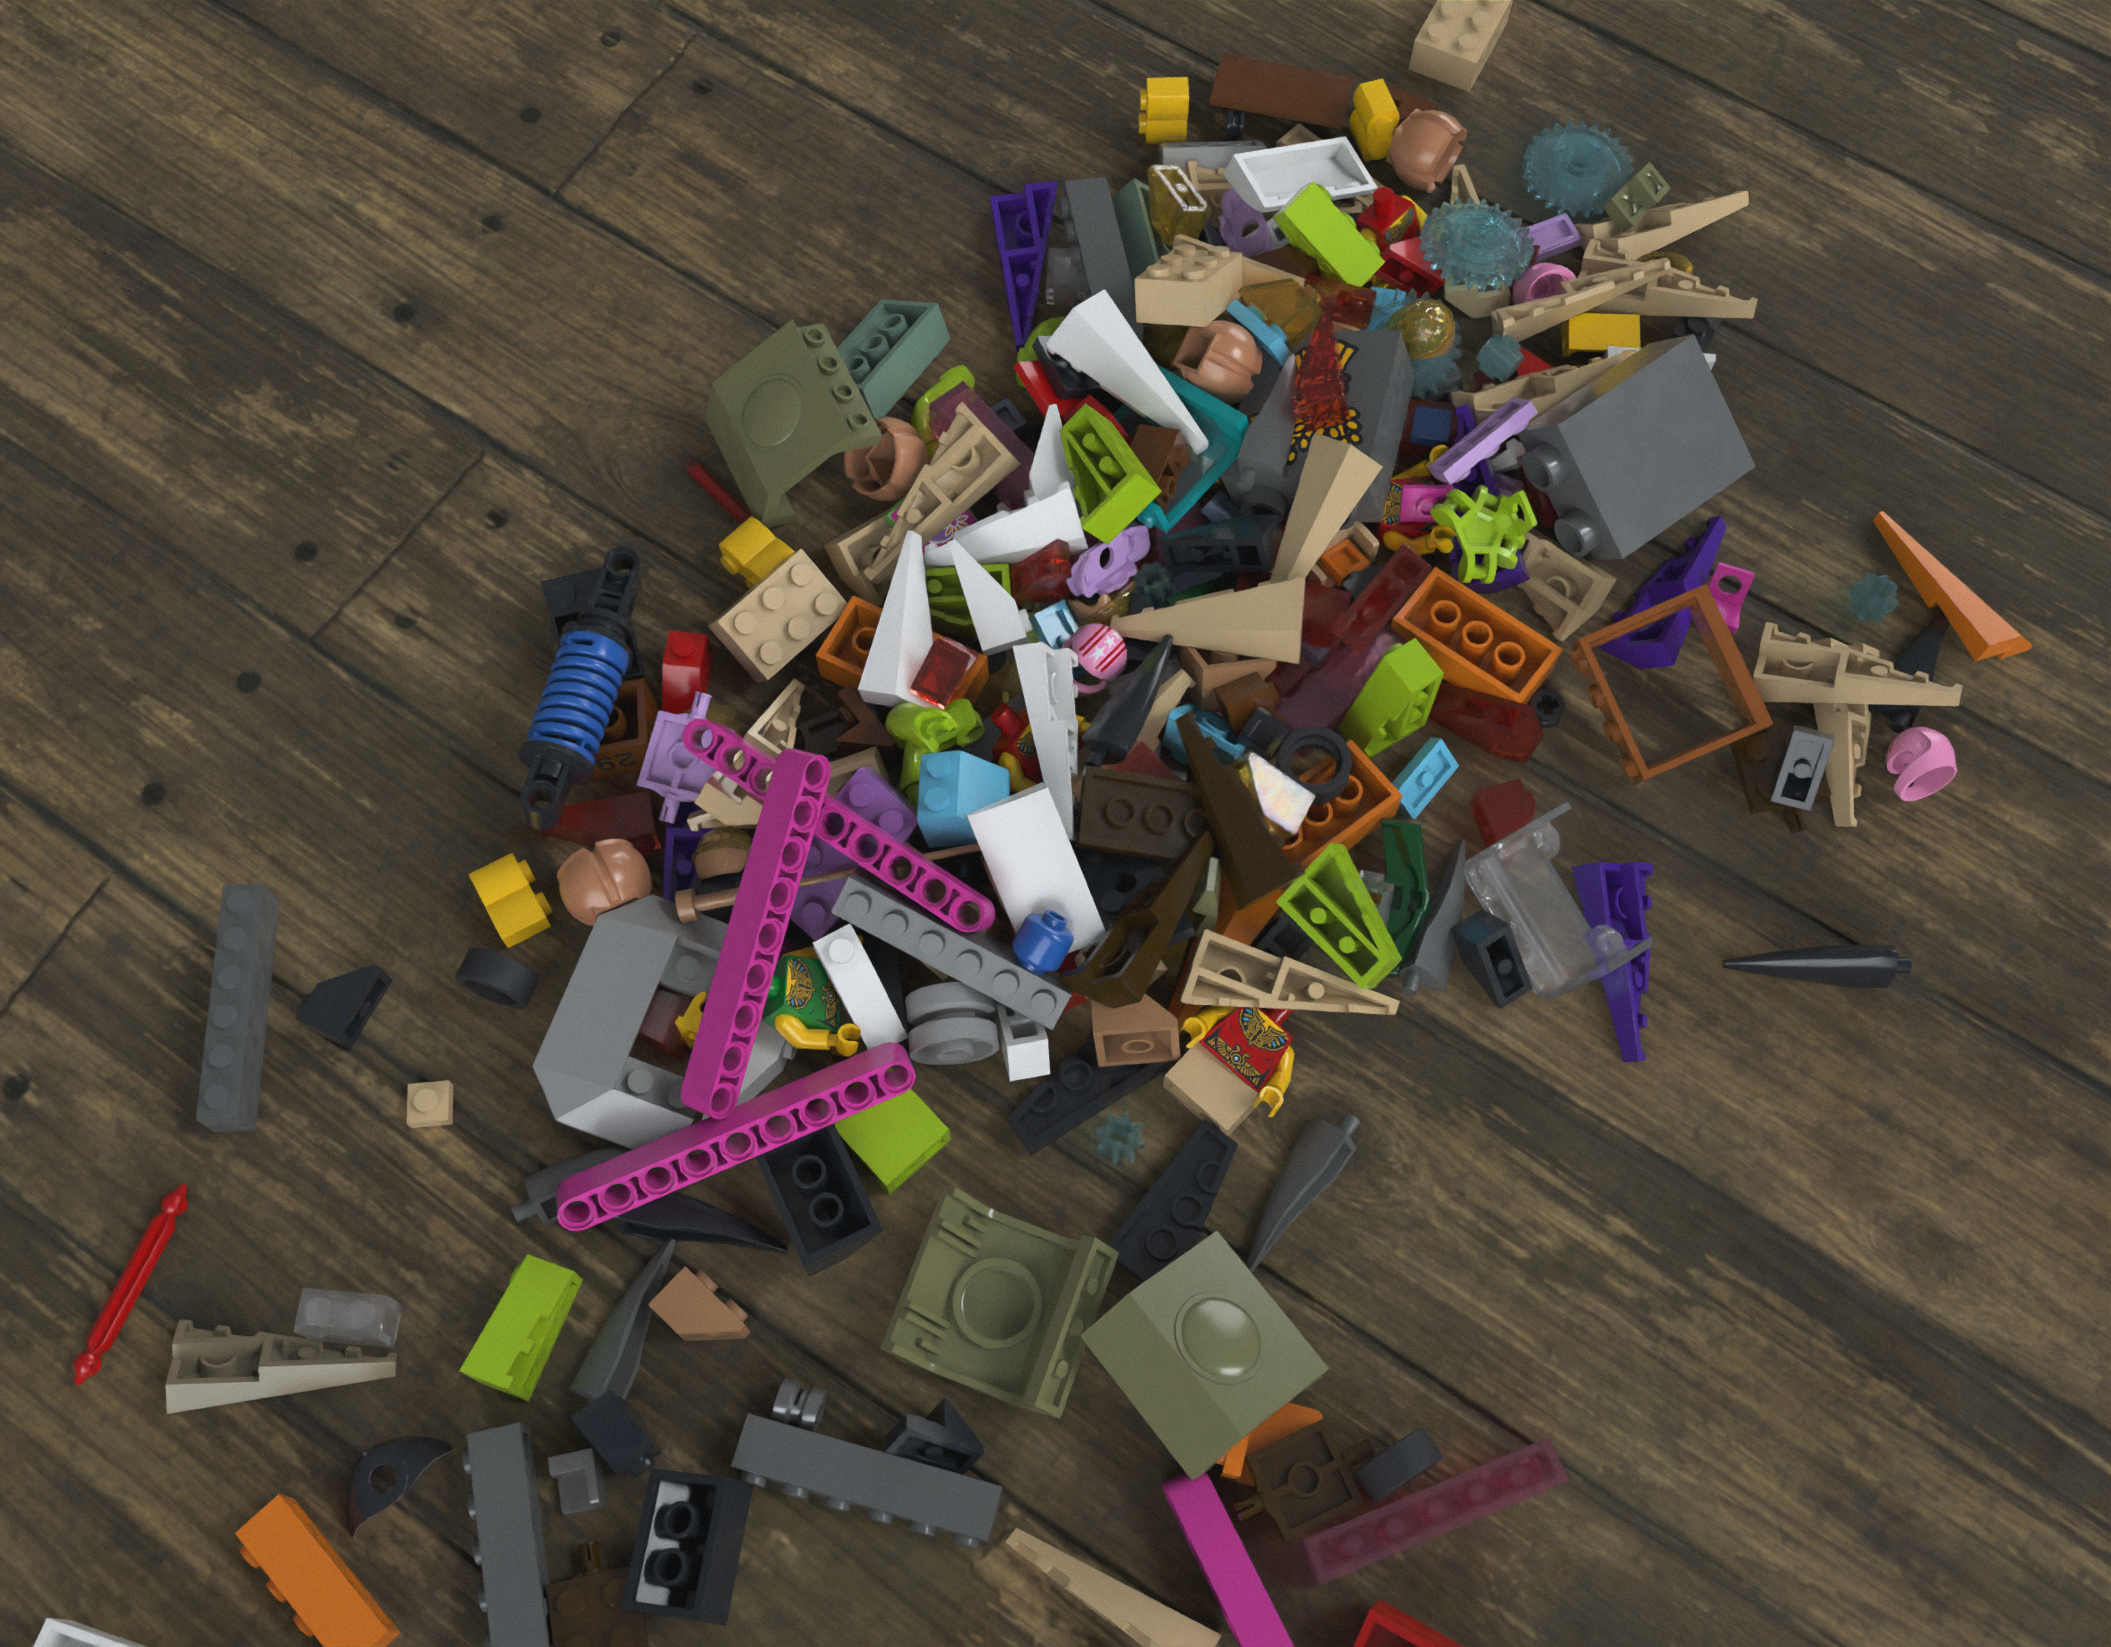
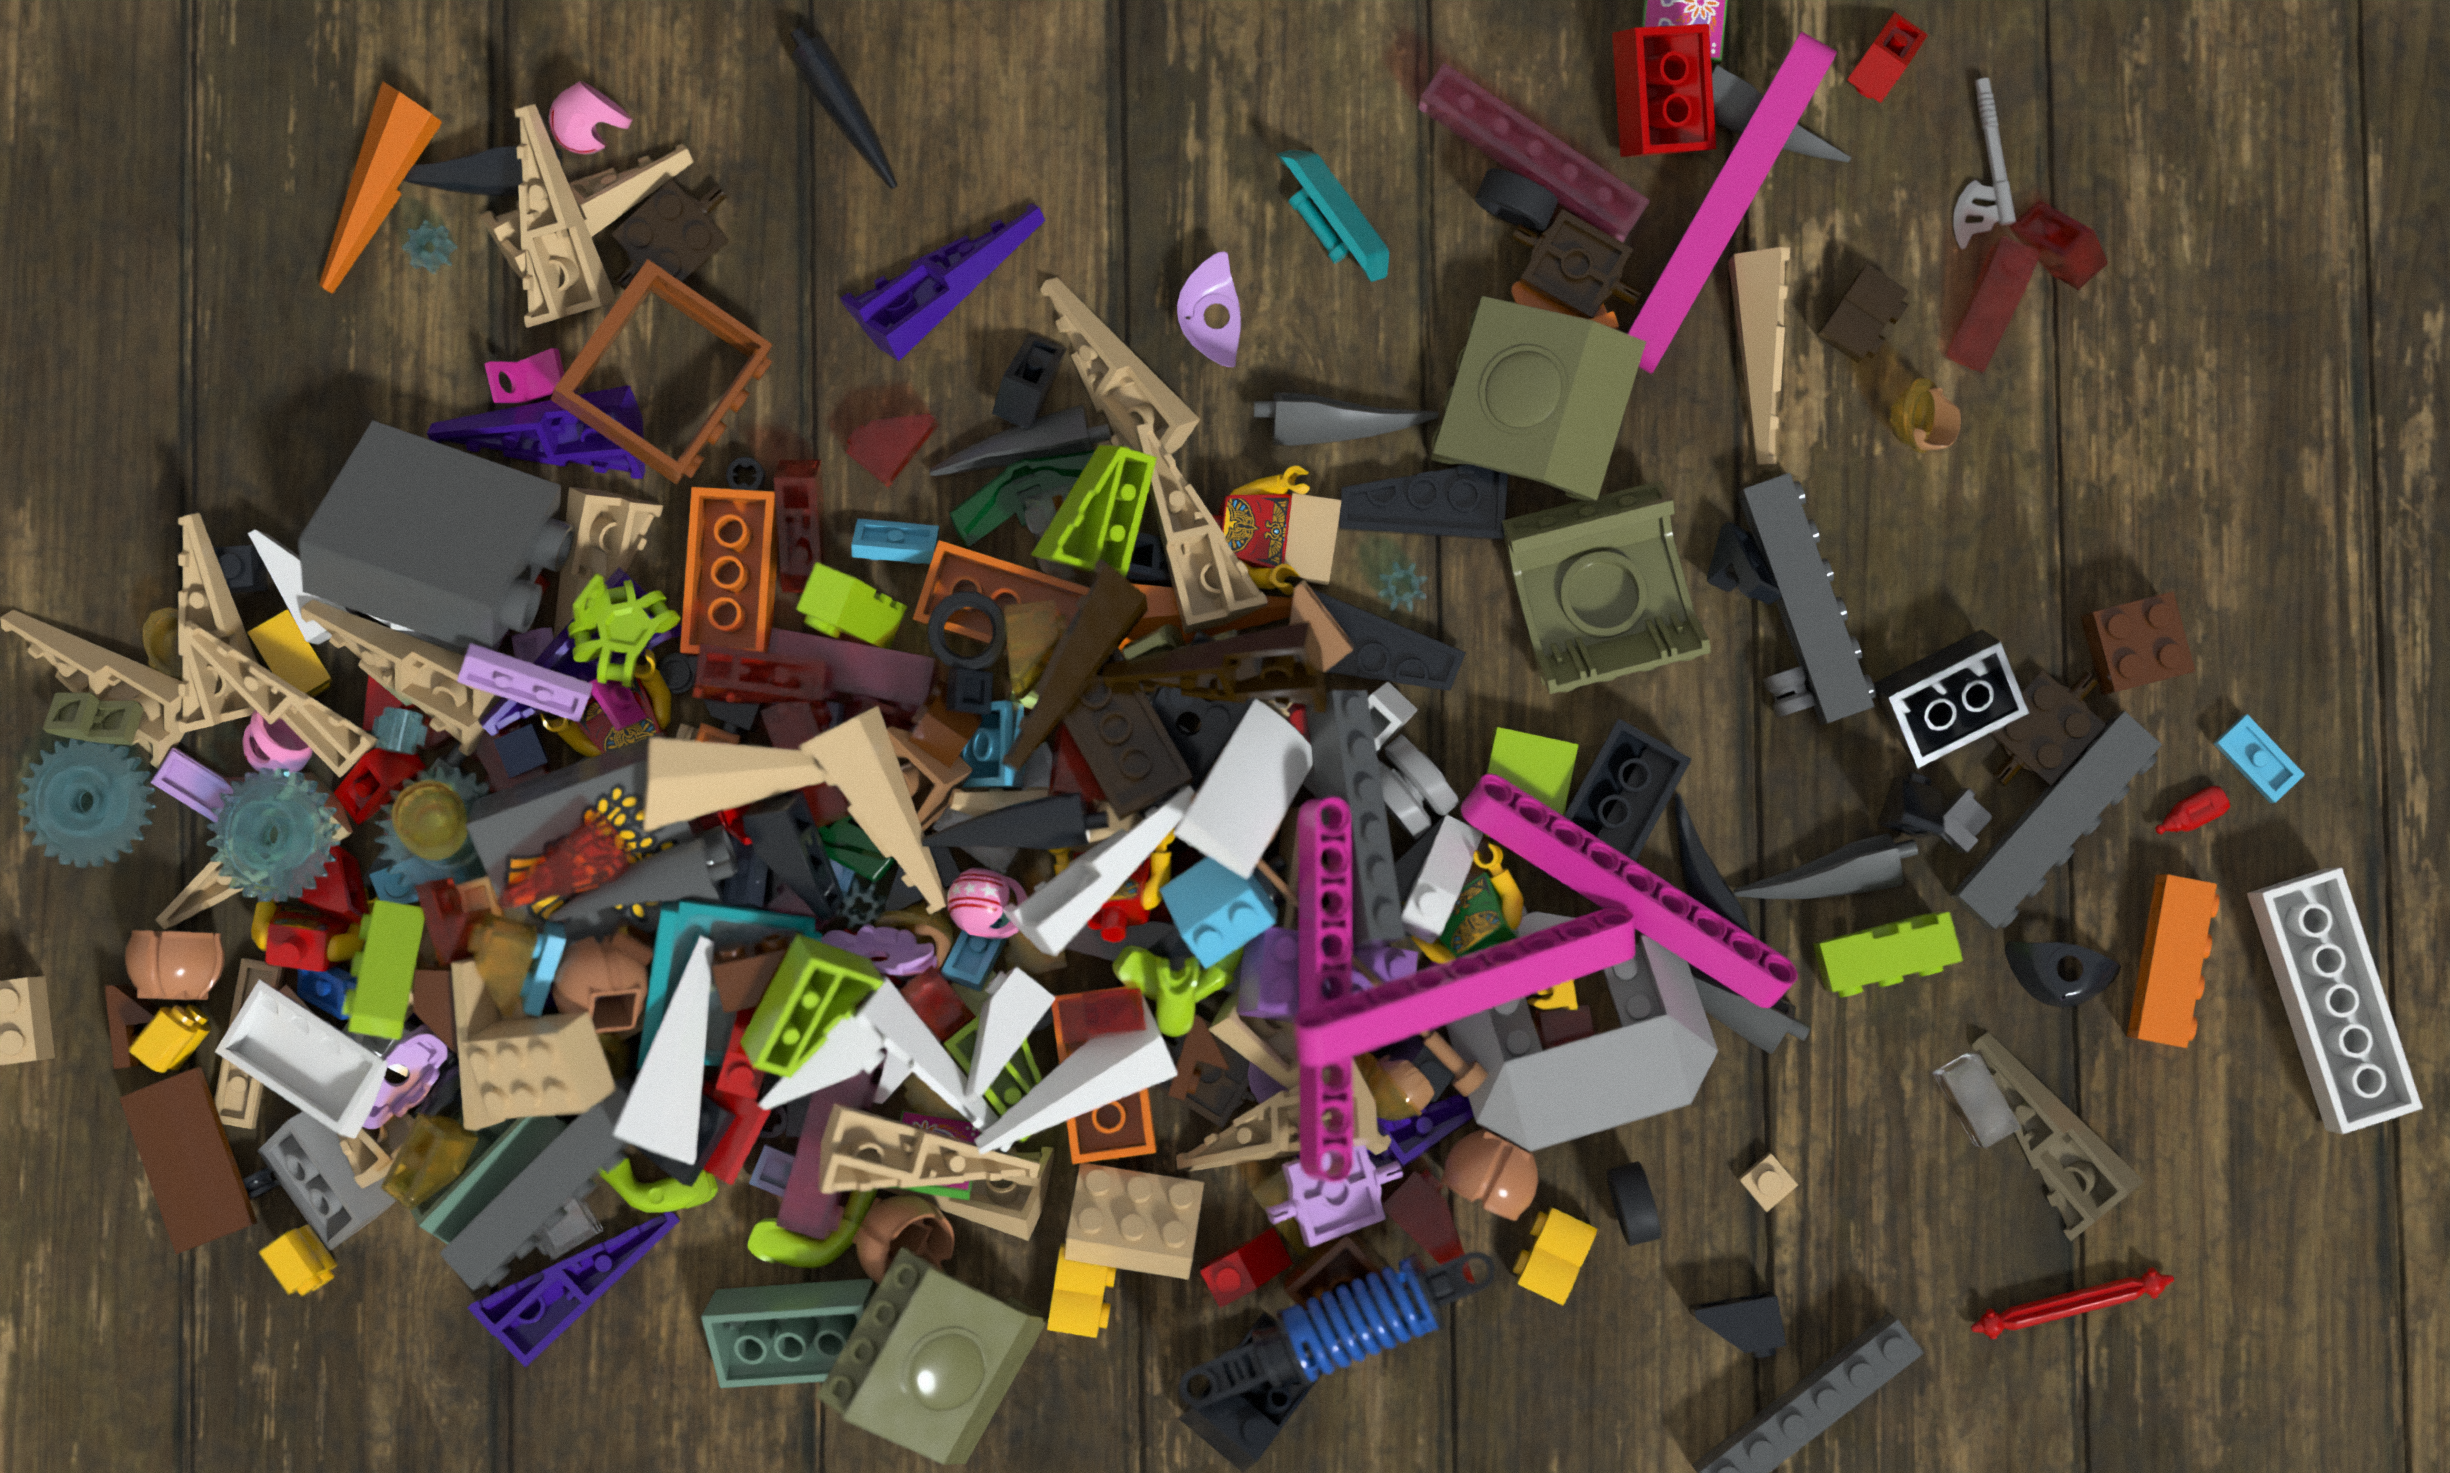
camera: 120 degrees left, 20 degrees up
(696, 1312) = (1777, 826): medium nougat slope -> none
(737, 512) = (1046, 1357): red piece -> none
(1042, 942) = (1304, 744): blue head -> none
(1238, 394) = (633, 941): none -> reddish brown tile
(1445, 1030) = (1118, 378): none -> tan wedge
(1475, 333) = (373, 779): none -> red slope
(1484, 1300) = (1340, 212): none -> teal piece
(1486, 1149) = (1206, 286): none -> lavender piece
(1551, 933) = (971, 351): clear windscreen -> none
(1801, 767) = (674, 213): slope -> none

